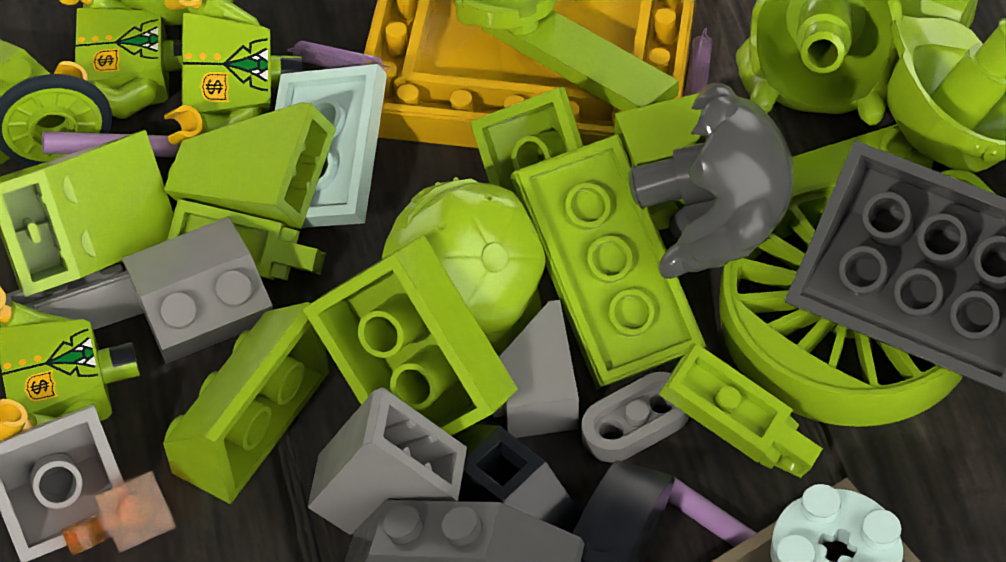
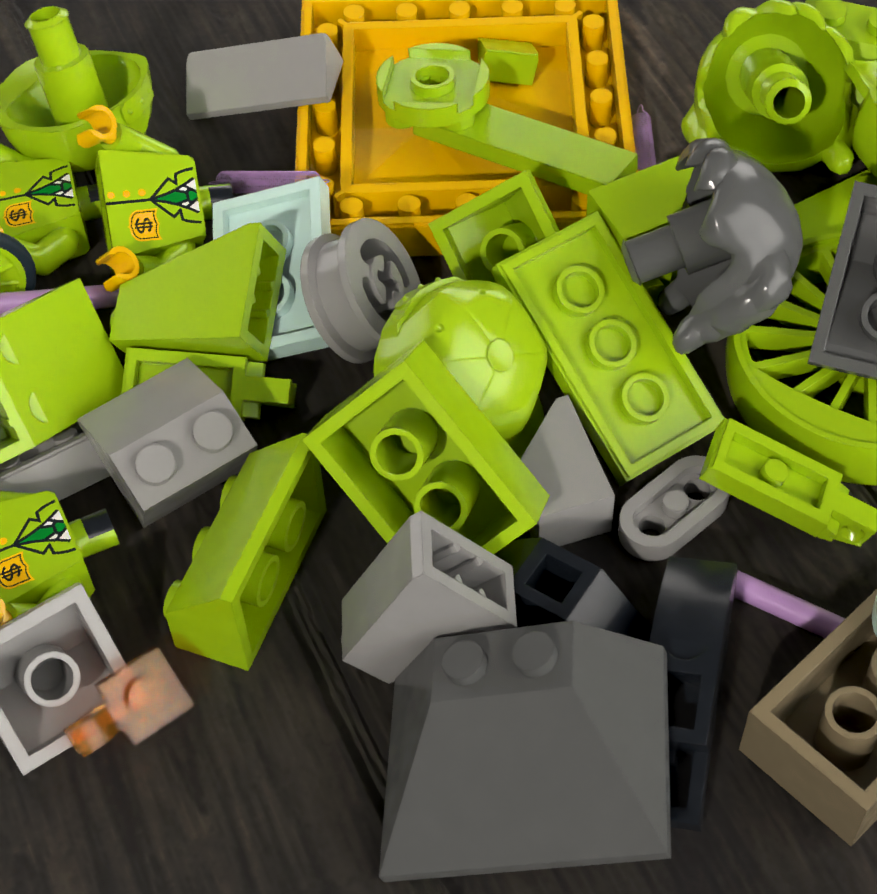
camera: 10 degrees left, 0 degrees up
(387, 166) = (354, 285): none -> light grey wheel

